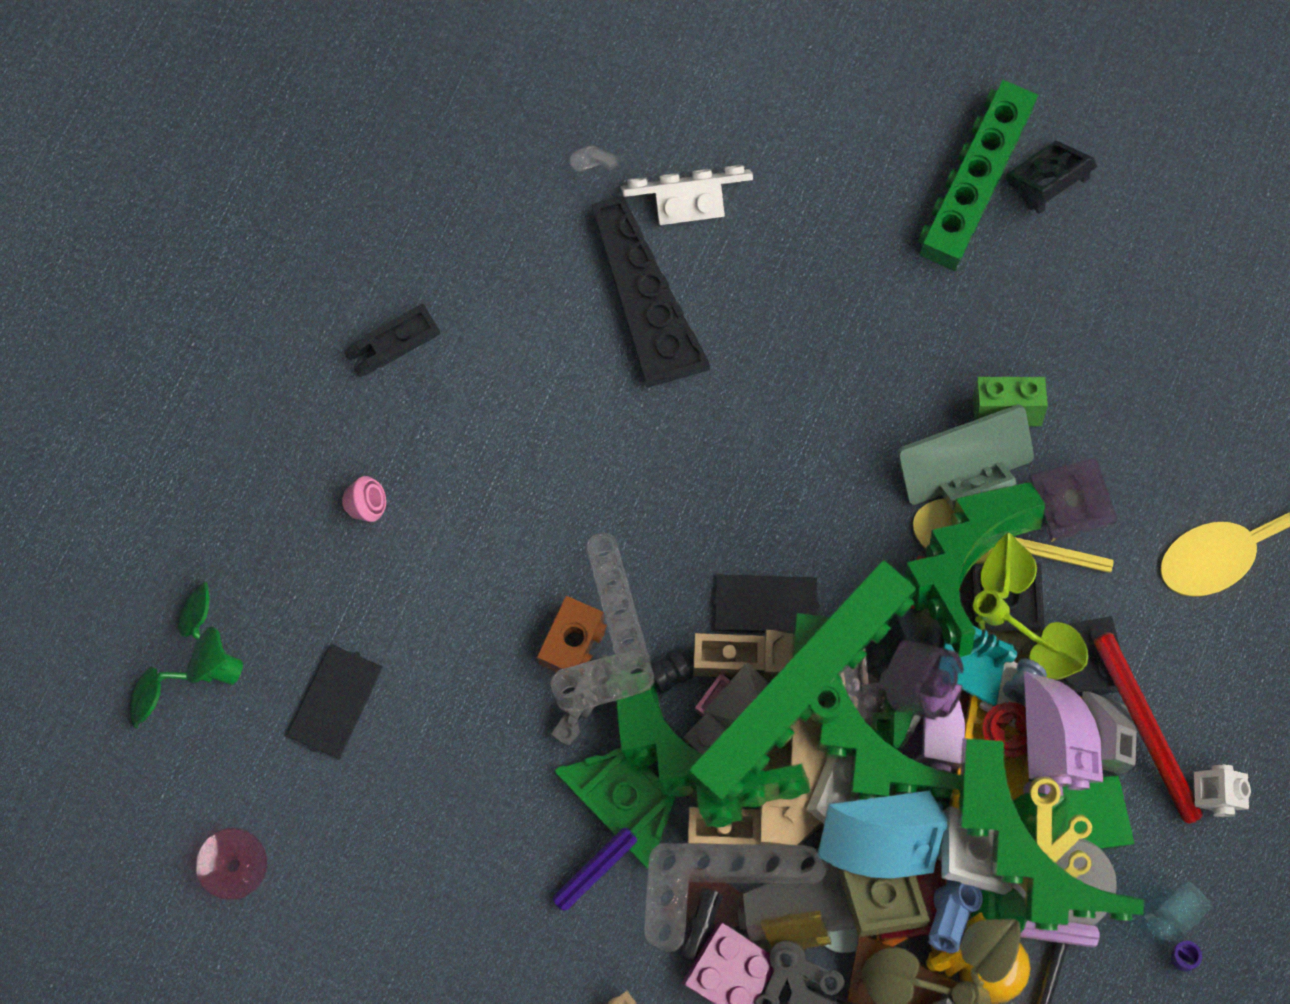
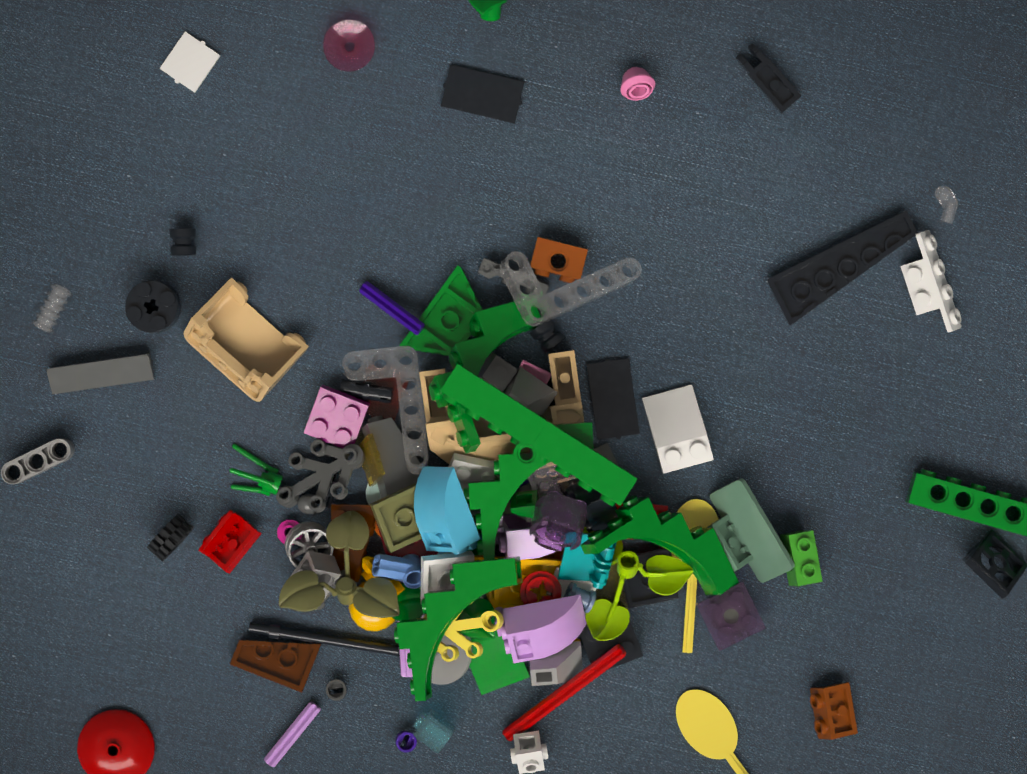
camera: 80 degrees right, 15 degrees up
(820, 527) = (677, 429): none -> white slope
(1211, 398) = (833, 711): none -> dark orange bracket

